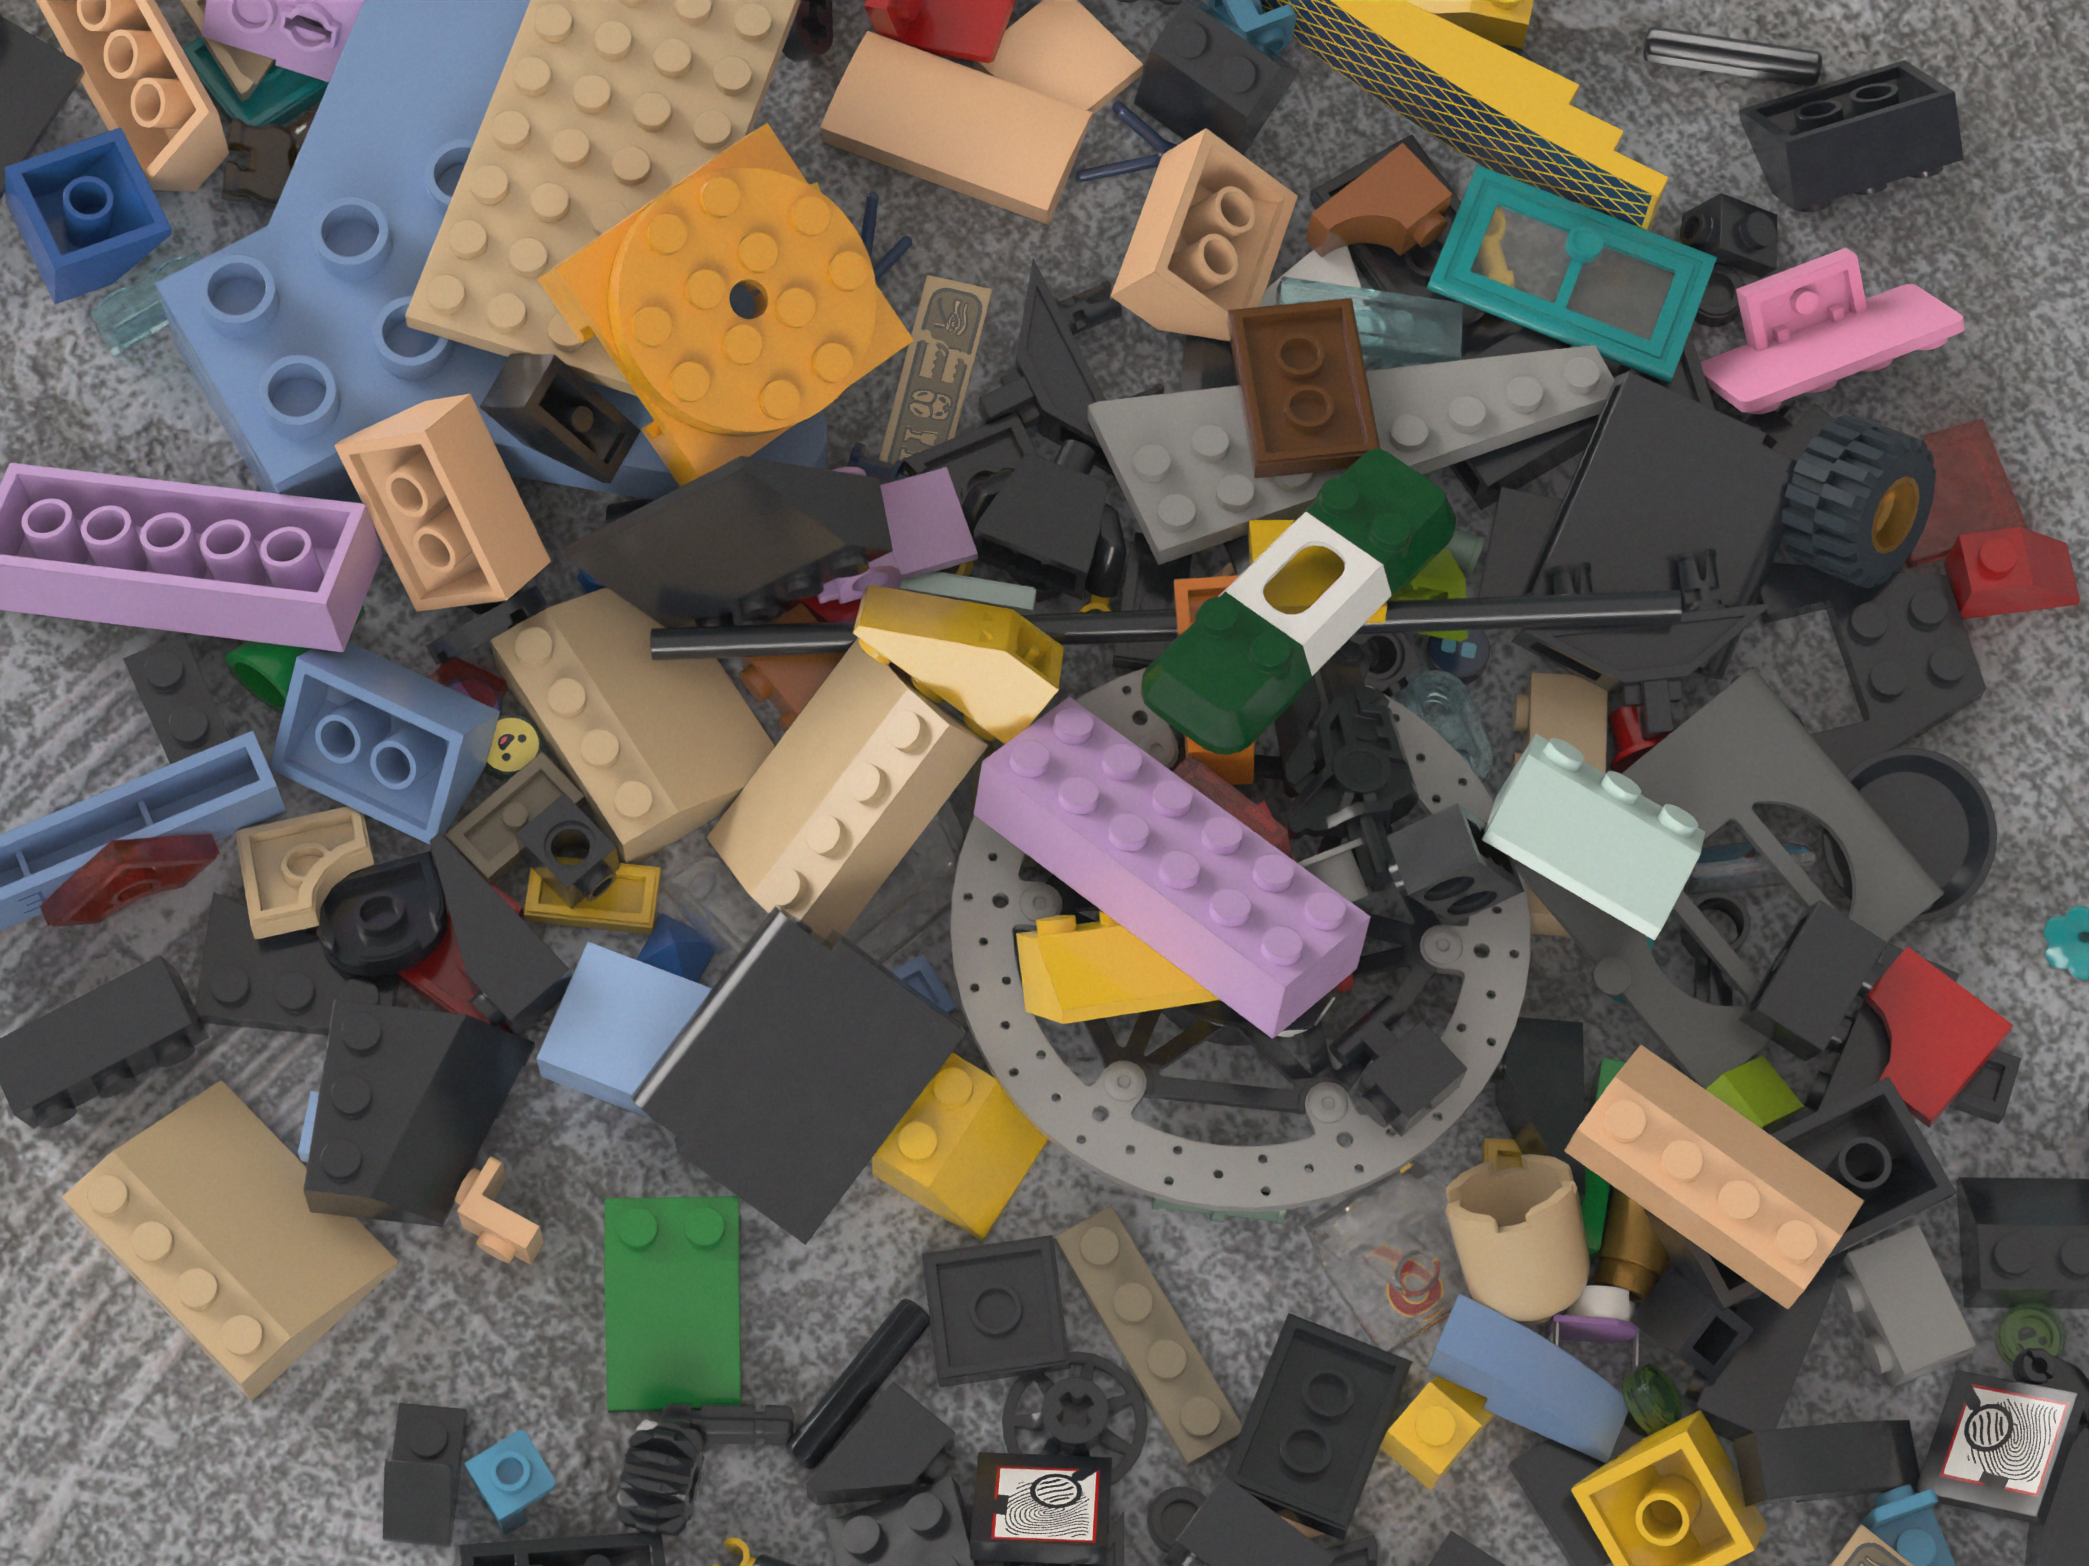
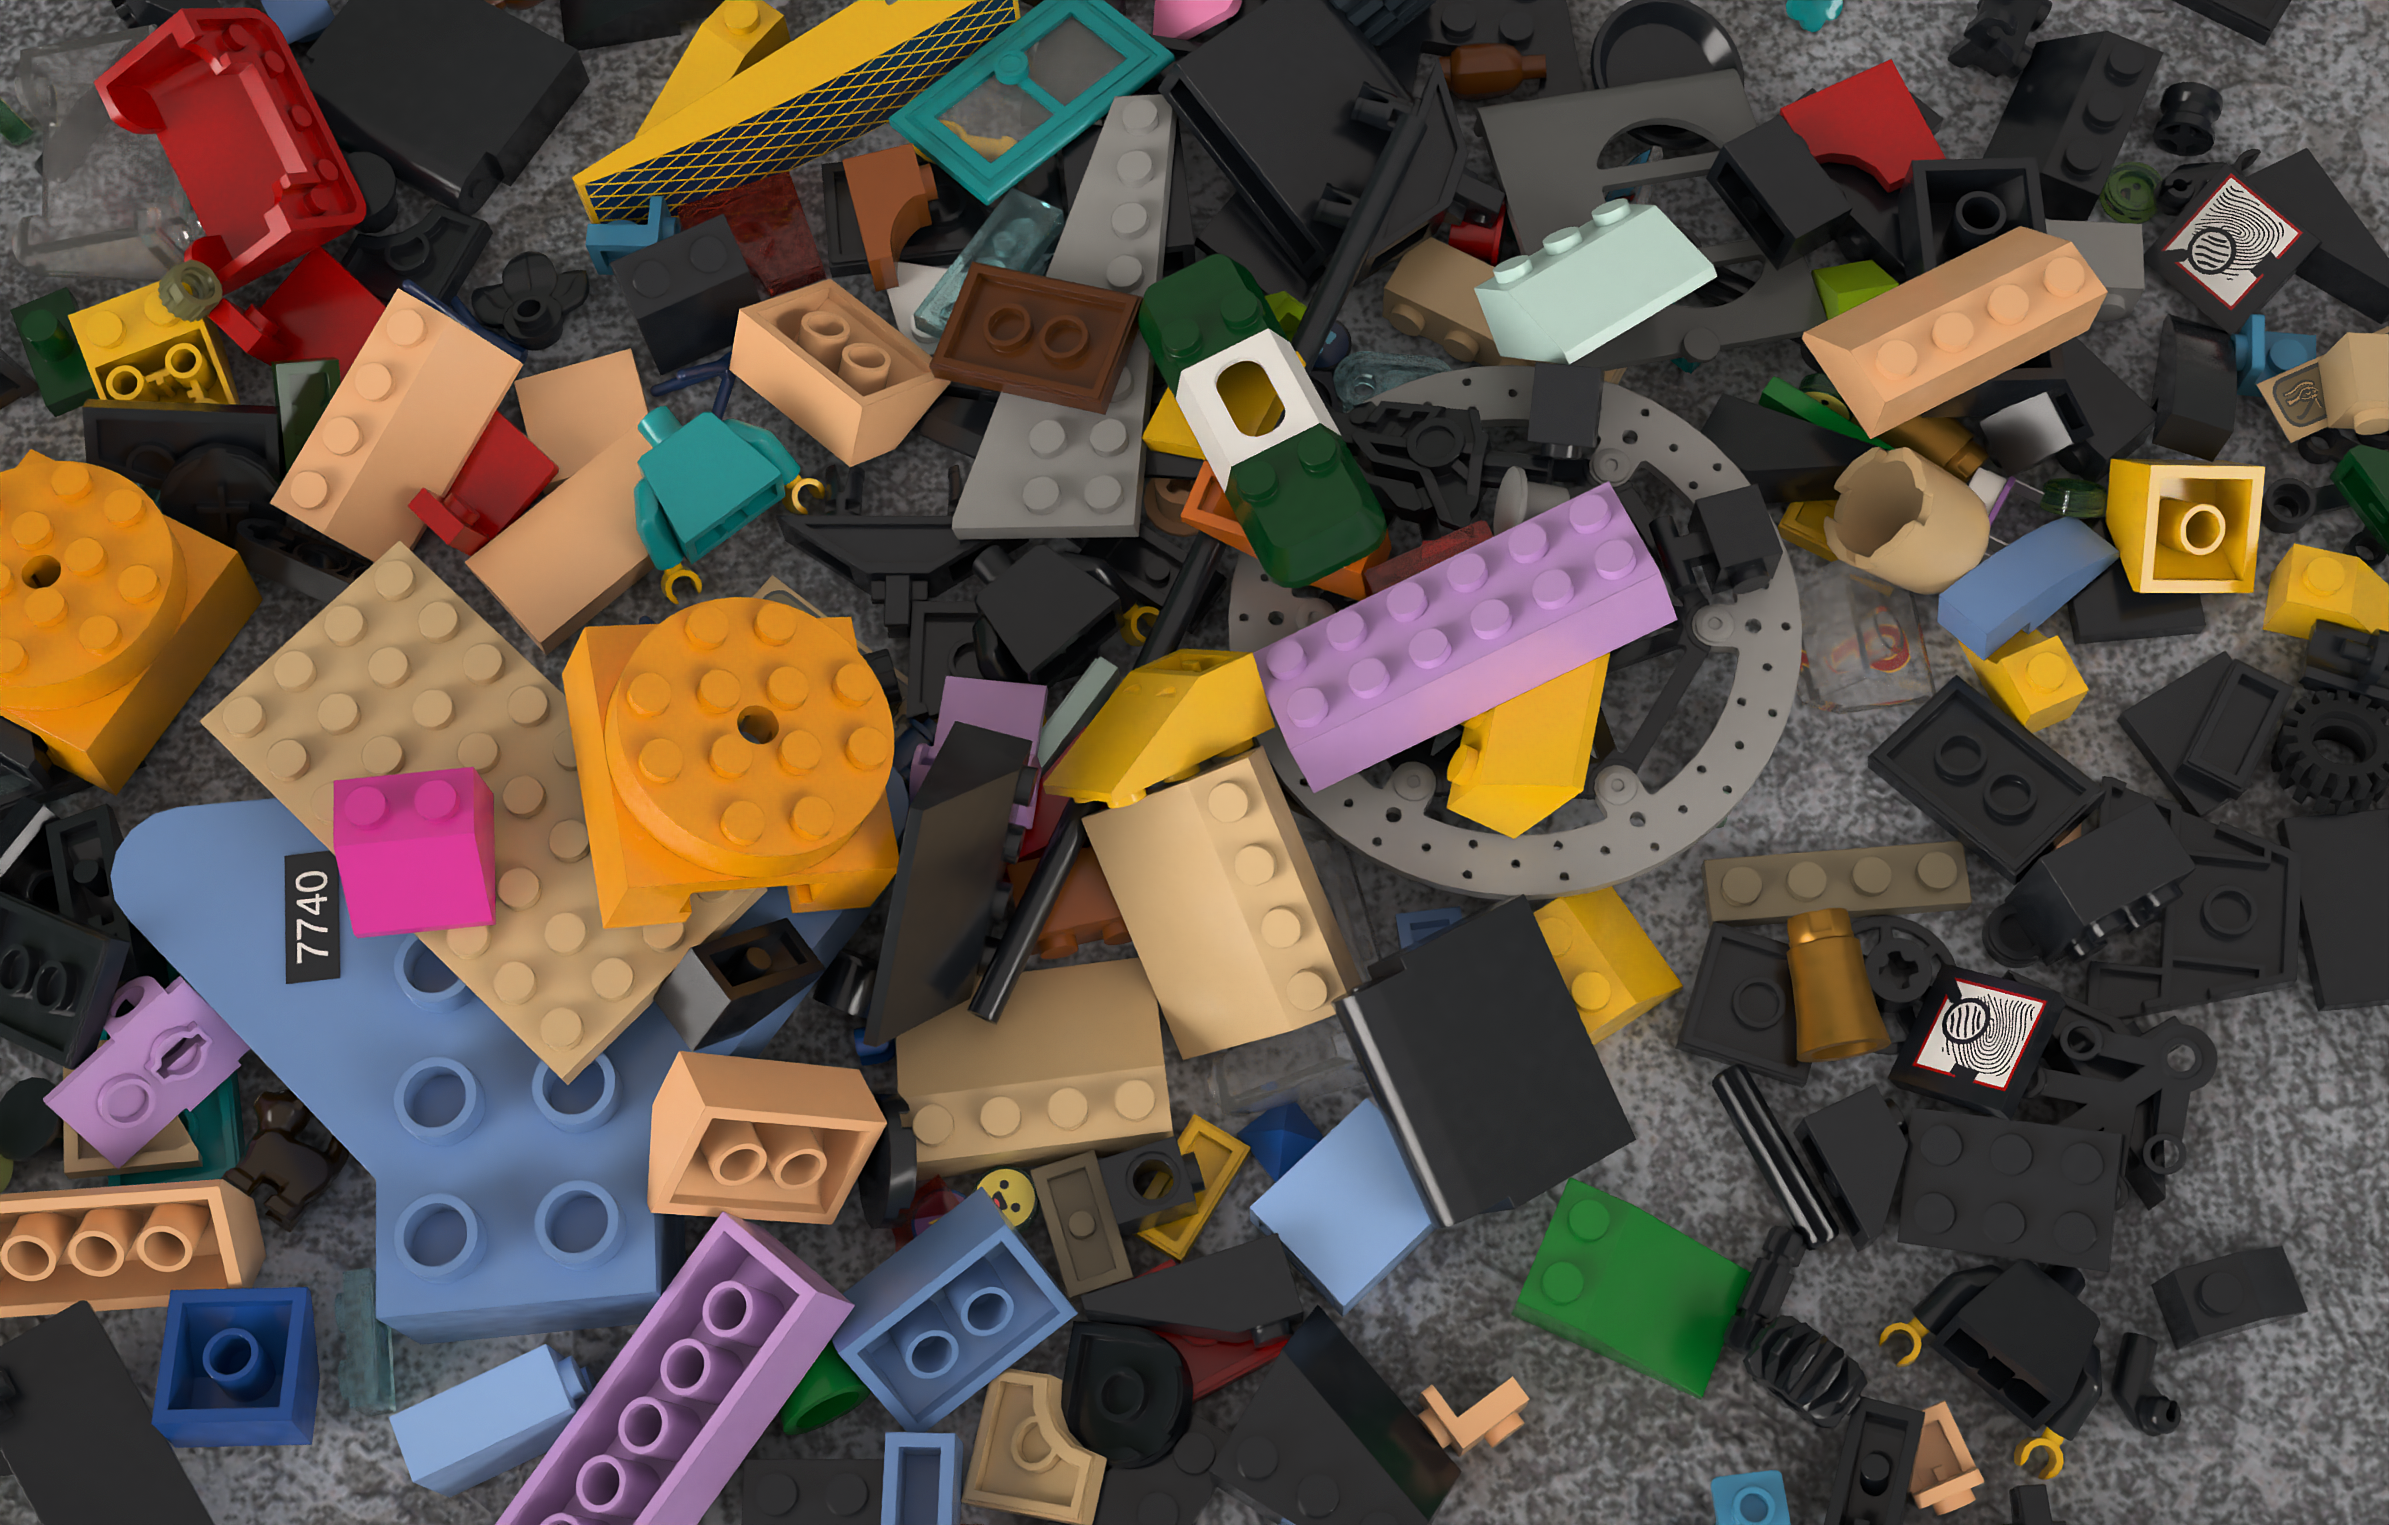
camera: 55 degrees left, 0 degrees up
(124, 420) = (491, 1420): none -> light blue brick
(460, 64) = (312, 917): none -> black sticker
(533, 103) = (416, 851): none -> dark pink slope
(930, 420) = (883, 669): none -> black axle
(1027, 186) = (706, 486): none -> teal torso
(1027, 1355) = (1831, 989): none -> pearl gold plant
(1320, 118) = (768, 231): none -> clear red tile
(1827, 671) = (1489, 70): none -> reddish brown plant

